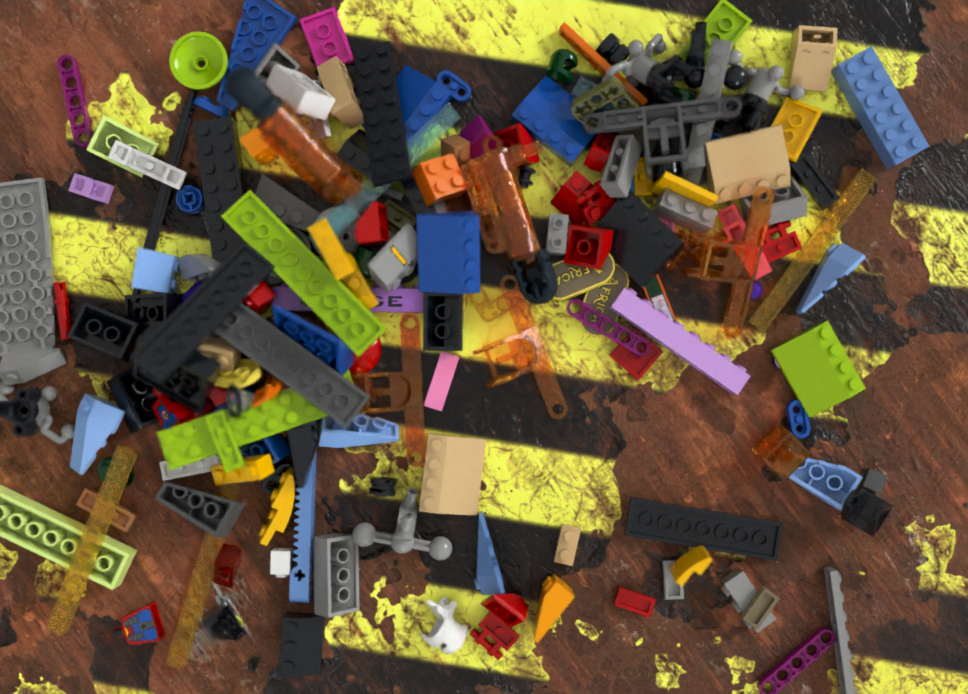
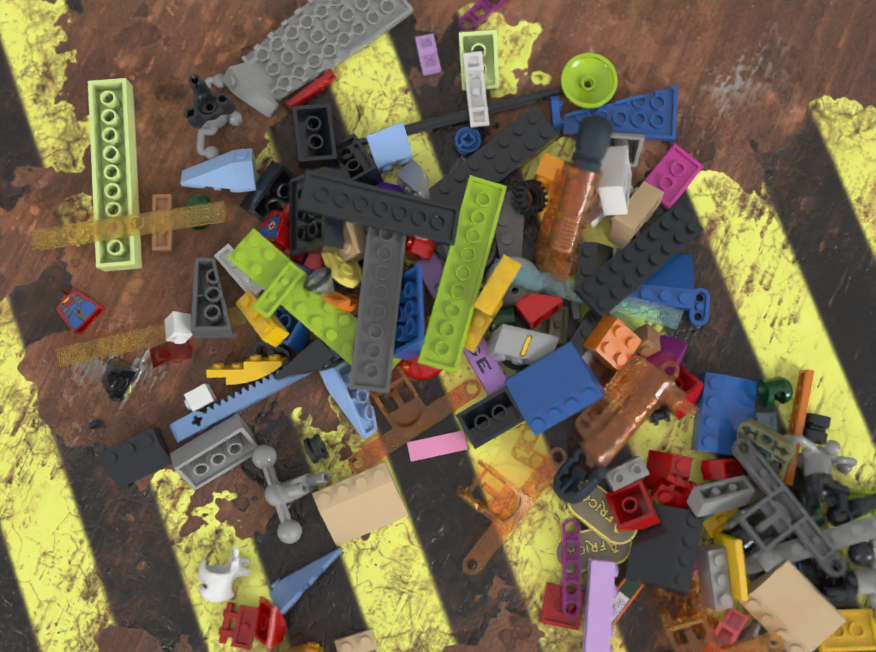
camera: 60 degrees right, 5 degrees down
(207, 546) = (178, 327): none -> white brick
(275, 167) = (537, 194): none -> black tyre

